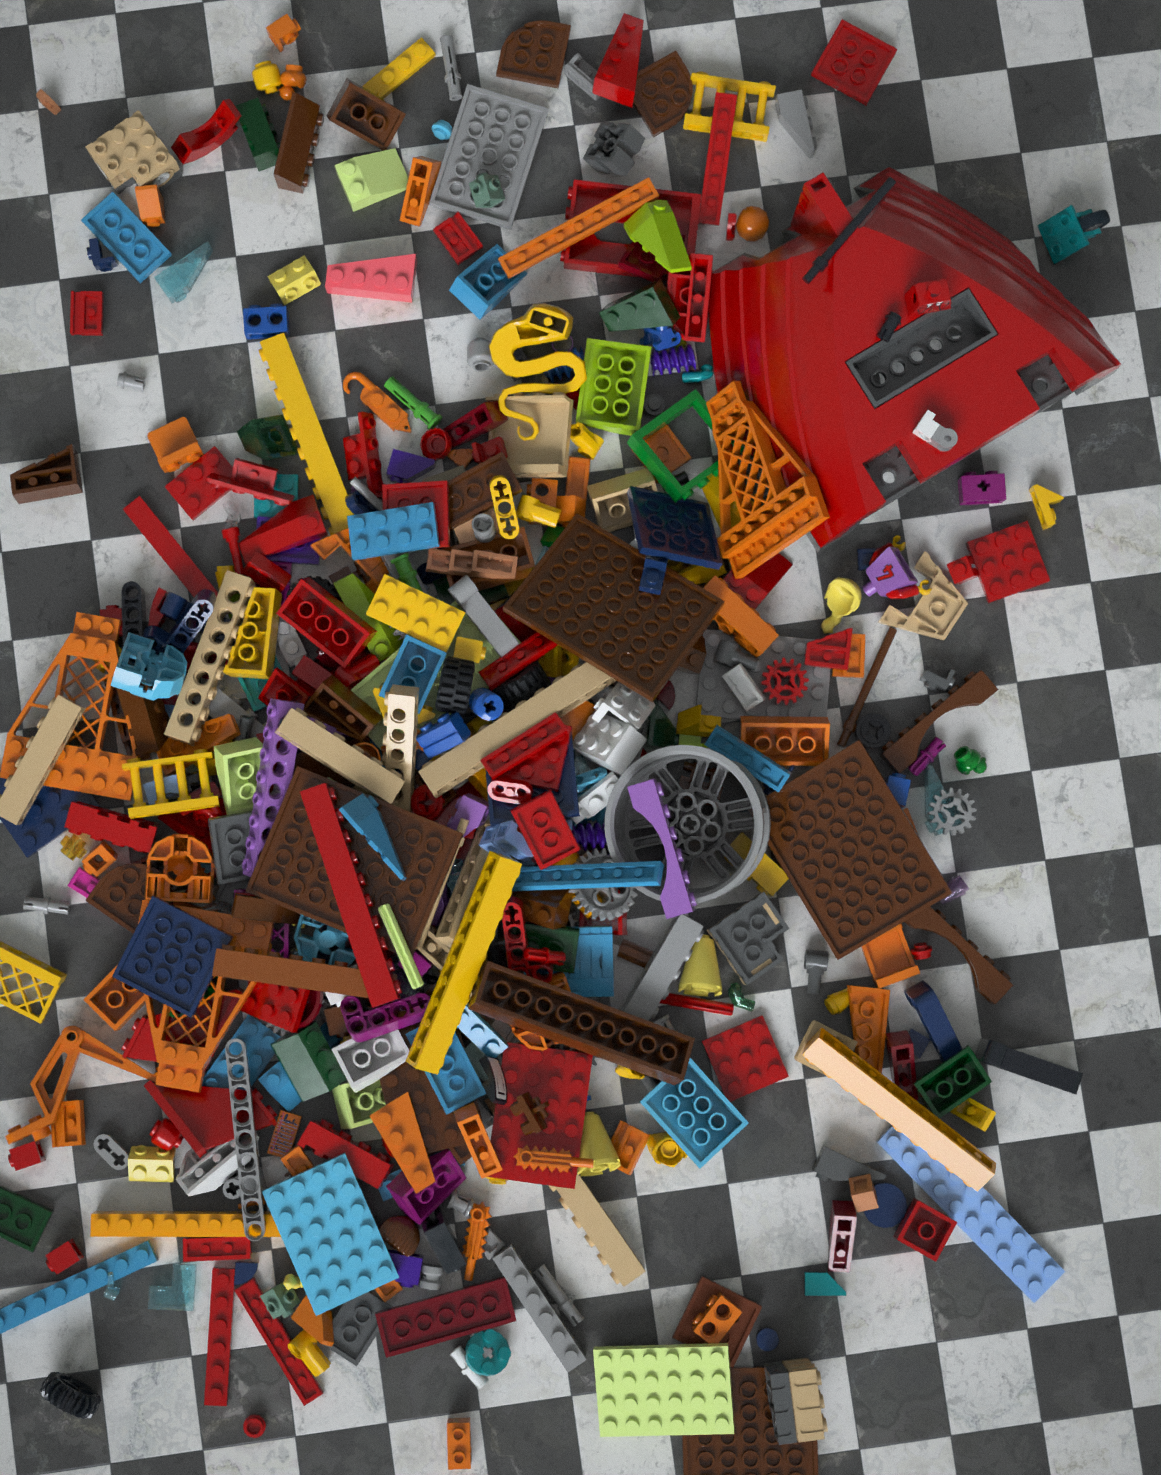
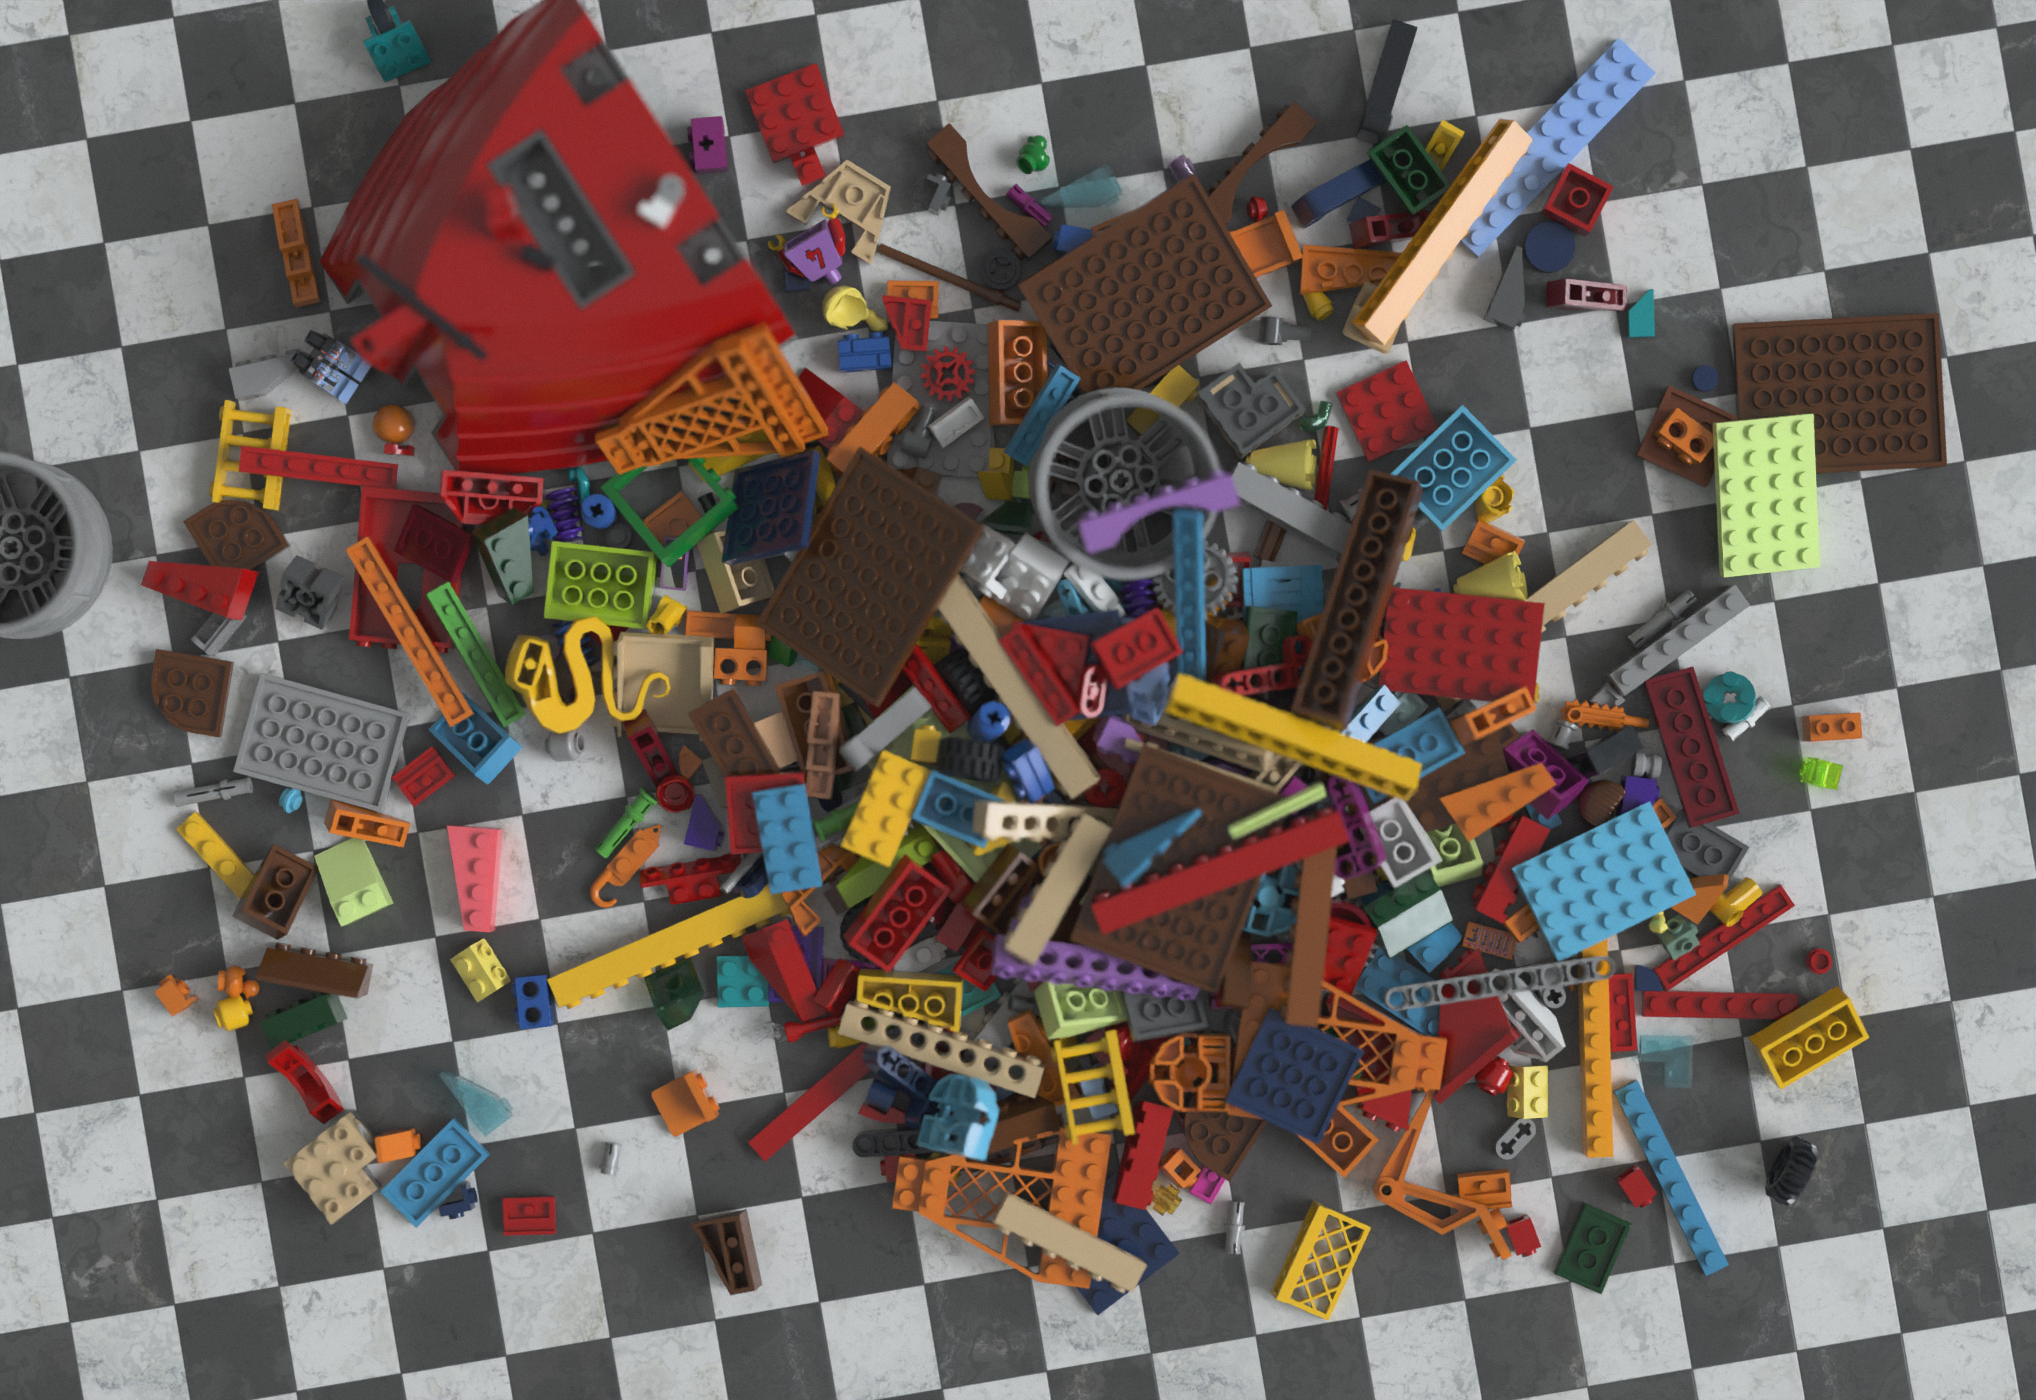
camera: 80 degrees left, 5 degrees up
(47, 102) = (271, 1275): nougat tile -> none
(111, 1291) = (1673, 1130): clear light blue hand -> none
(186, 1414) = (1808, 1037): none -> yellow brick
(191, 487) = (730, 1067): red plate -> none
(252, 479) = (727, 1008): red bracket -> none
(419, 1432) = (1821, 773): none -> clear neon green brick
(483, 528) = (774, 735): light grey wheel -> none
(486, 190) = (367, 743): sand green brick -> none
(488, 449) = (682, 730): red bracket -> none
(495, 493) = (773, 711): yellow beam -> none
(495, 1084) = (1430, 697): slope -> none
(532, 510) = (753, 676): yellow piece -> none
(534, 1112) = (1458, 652): reddish brown hips -> none
(544, 956) = (1281, 645): red axle -> none
(549, 1159) = (1512, 629): orange piece -> none
(558, 281) = (475, 654): none -> bright green plate
(621, 451) = (676, 575): none -> slope
(653, 574) = (831, 531): dark blue slope -> none
(658, 232) = (416, 535): lime wedge -> none
(674, 379) = (603, 503): none -> blue piece
(795, 1401) = (1775, 344): piece -> none
(801, 165) = (323, 361): none -> hips
(803, 613) = (864, 353): none -> blue brick
(854, 62) = (190, 306): red plate -> none
(863, 1193) = (1538, 271): nougat brick -> none
(896, 149) = (296, 253): none -> orange slope
(955, 802) = (1084, 170): light grey gear -> none
(1042, 499) = (719, 73): yellow slope -> none

